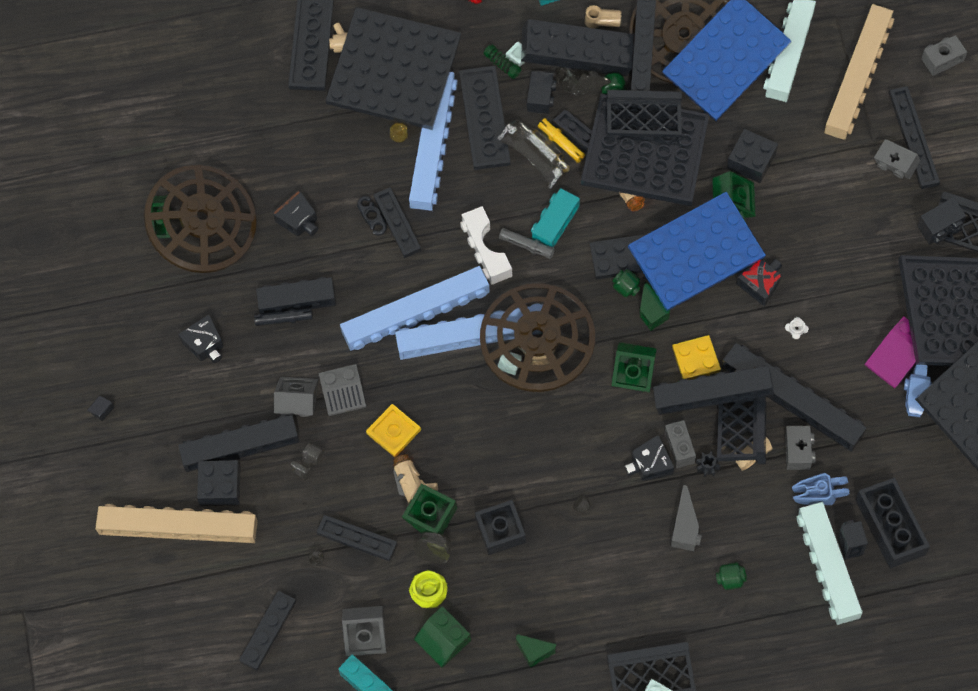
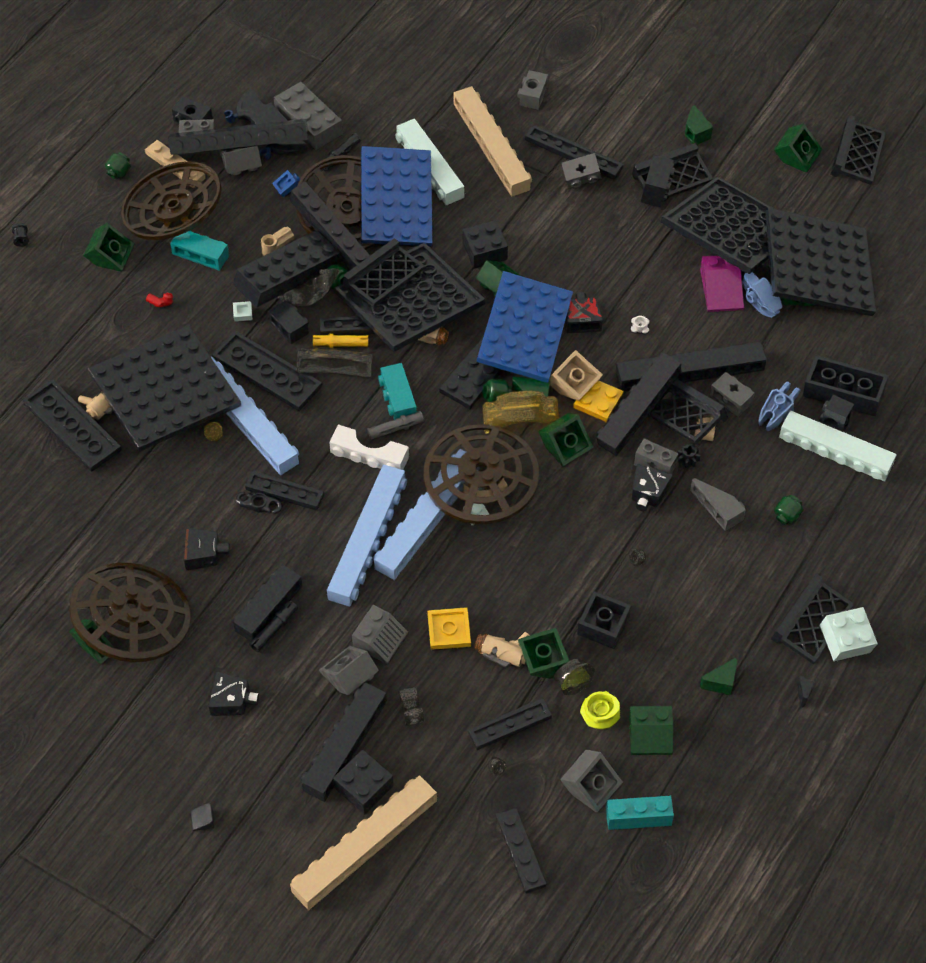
camera: 50 degrees left, 10 degrees down
(514, 70) = (252, 323): dark green piece -> none
(624, 315) = (520, 407): none -> clear yellow windscreen
(693, 325) = (574, 377): none -> tan slope

